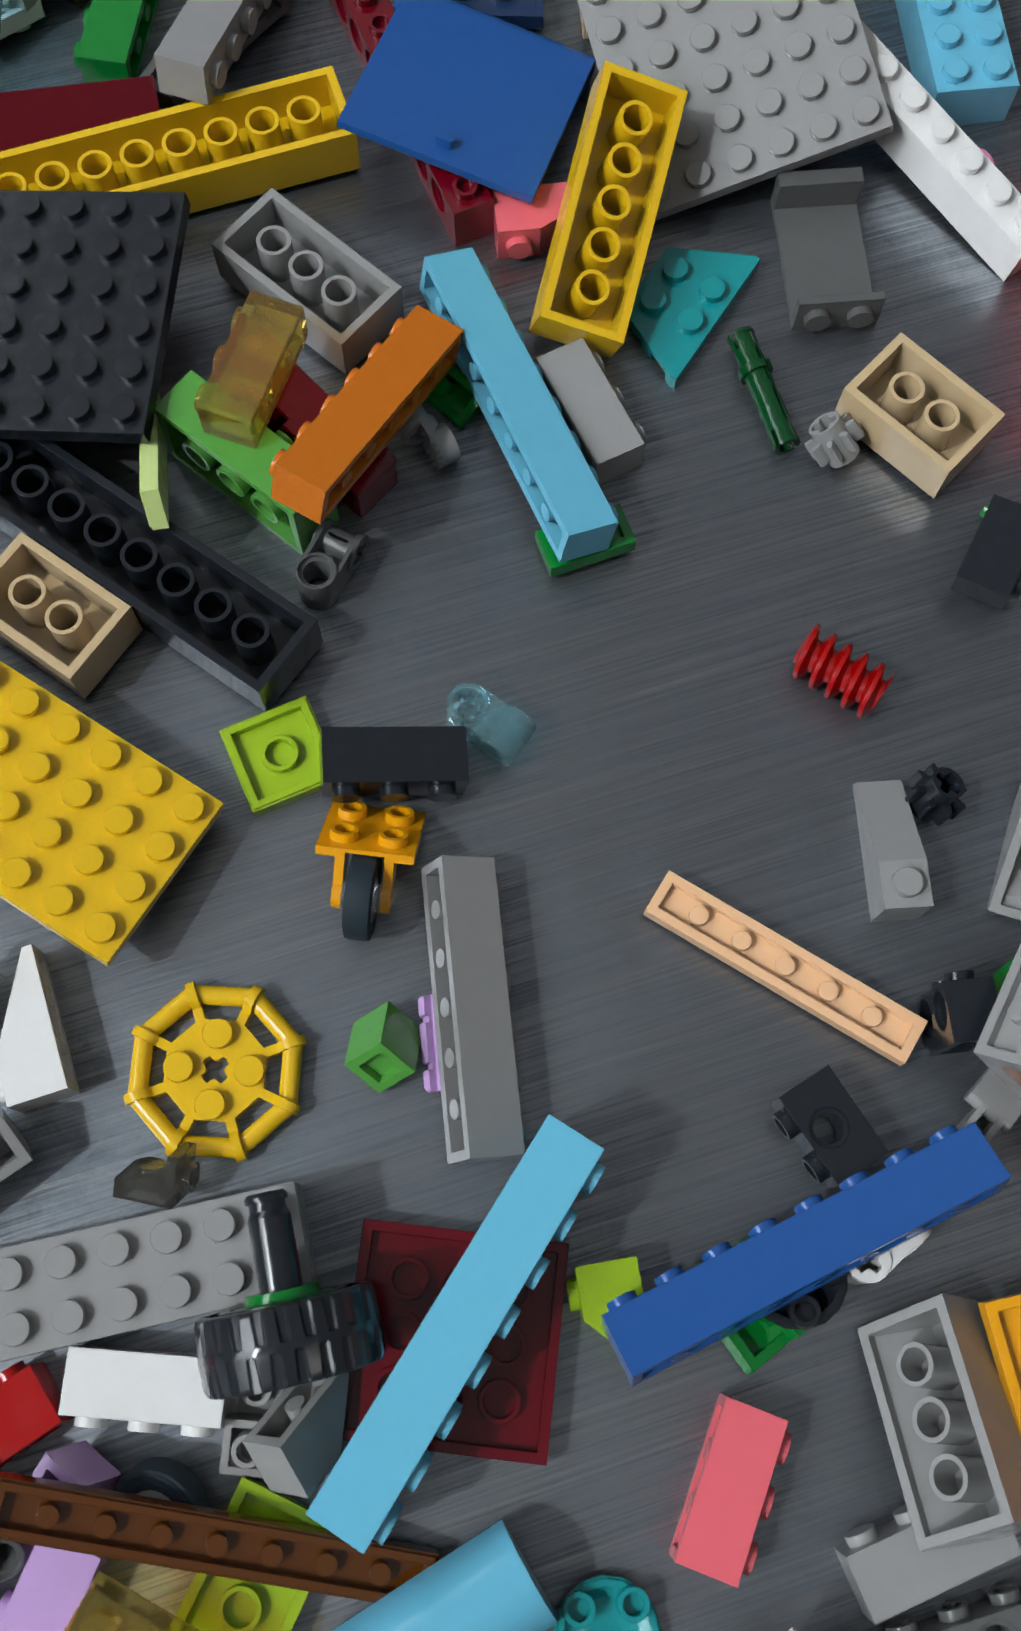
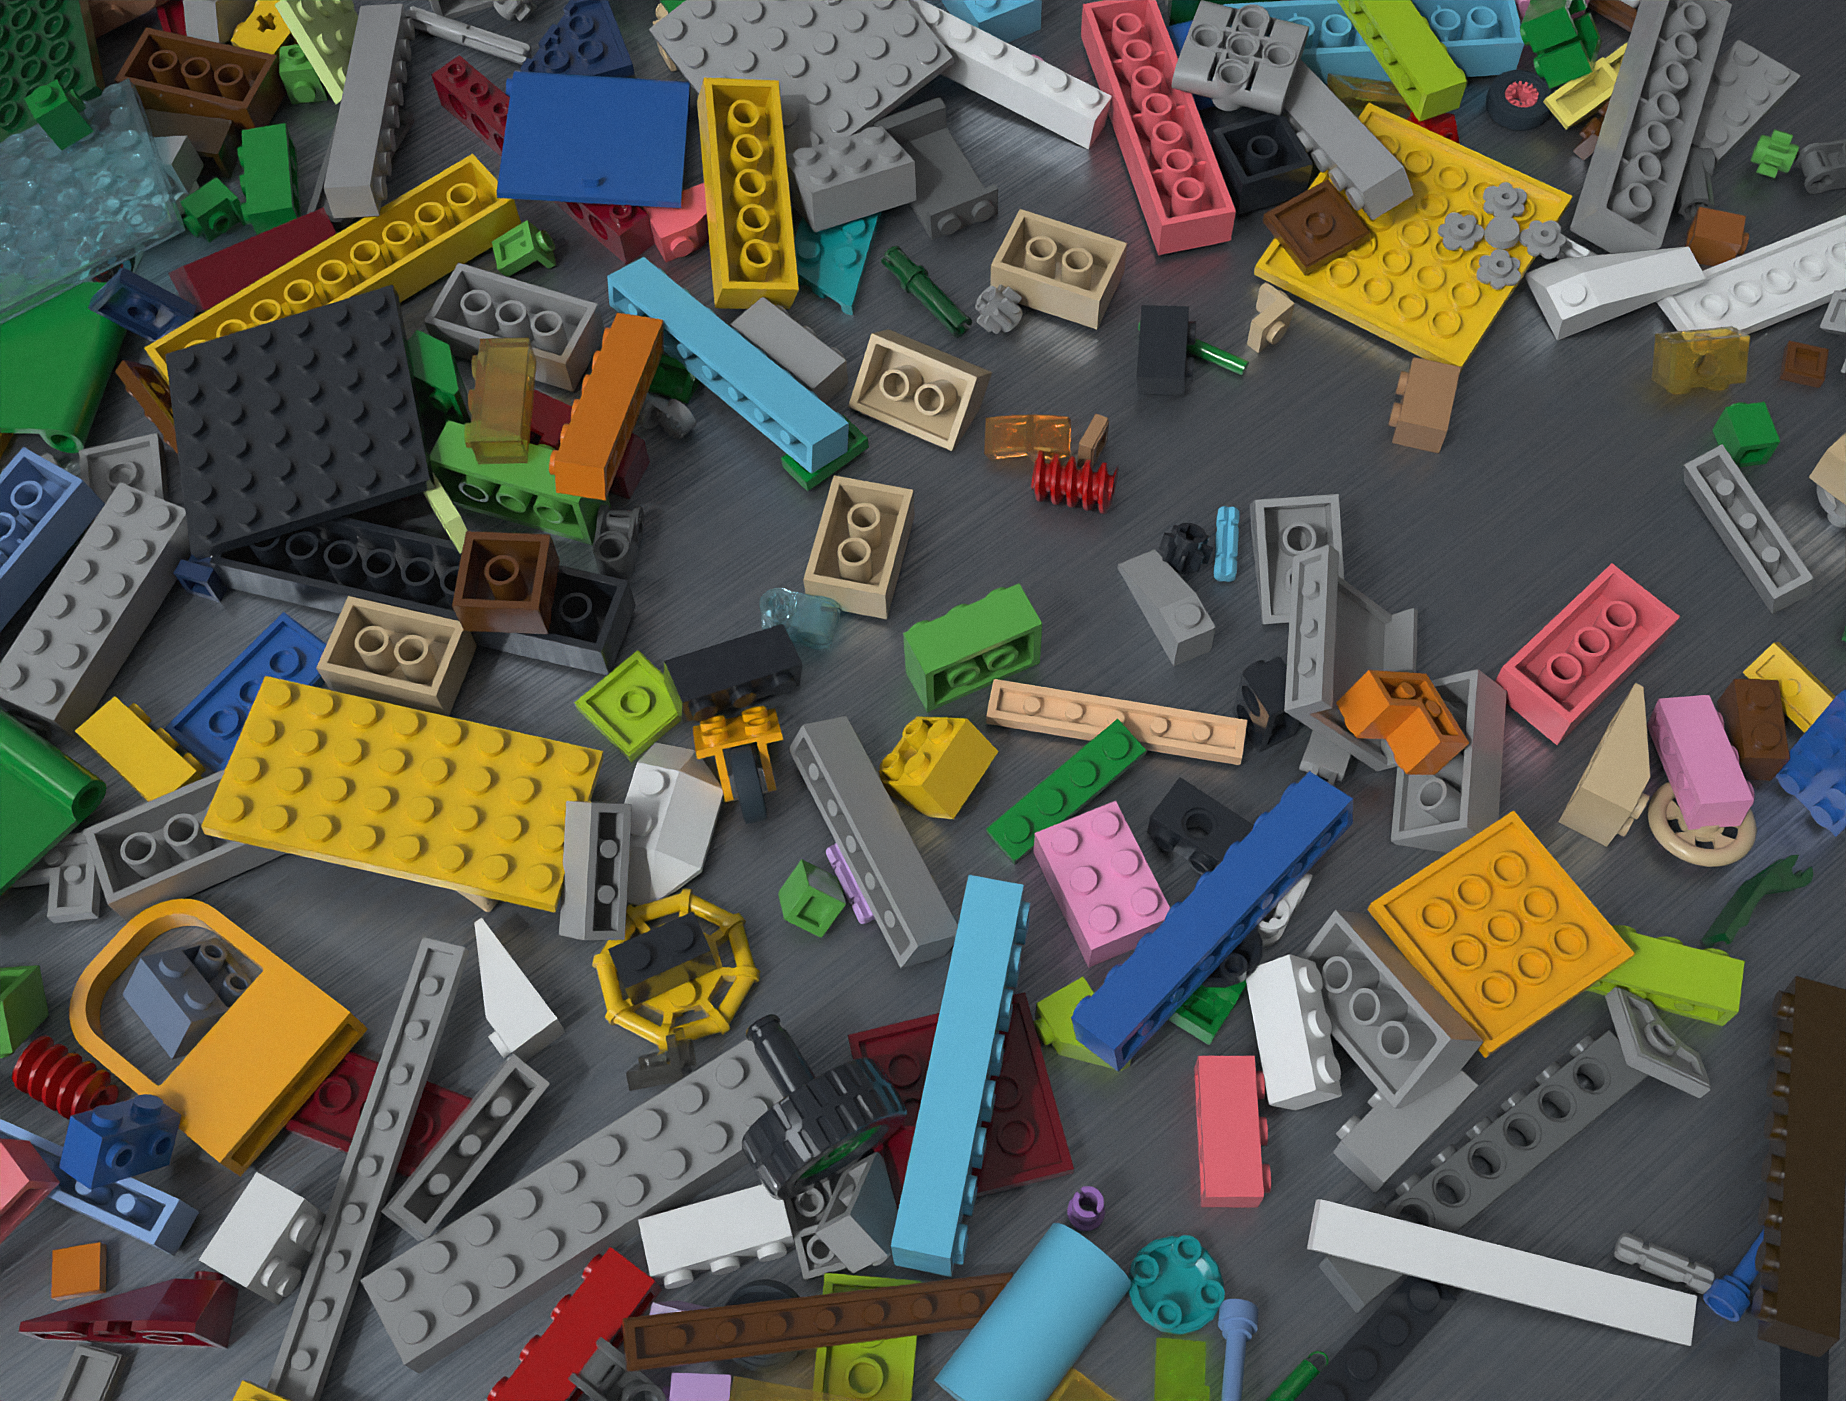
camera: 15 degrees left, 10 degrees down
(44, 38) = (212, 210): none -> green brick
(163, 939) = (595, 870): none -> light grey brick
(182, 581) = (506, 582): none -> reddish brown brick
(197, 1065) = (663, 958): none -> black brick
(199, 314) = (438, 381): none -> green slope
(260, 905) = (671, 821): none -> white wedge
(350, 191) = (522, 247): none -> bright green bracket
(531, 1507) = (1082, 1219): none -> medium lavender pin
(571, 946) = (936, 765): none -> yellow slope
(581, 664) = (860, 545): none -> tan brick
(659, 827) = (972, 646): none -> bright green brick
(699, 1151) = (1100, 882): none -> bright pink brick
(700, 1028) = (1066, 790): none -> green plate
(713, 501) = (918, 388): none -> tan slope
(727, 230) = (850, 178): none -> light grey brick
(810, 600) = (1026, 435): none -> clear orange slope
(841, 1409) = (1293, 1033): none -> white brick
(880, 631) = (1093, 440): none -> medium nougat tile
(982, 803) = (1226, 544): none -> medium azure axle

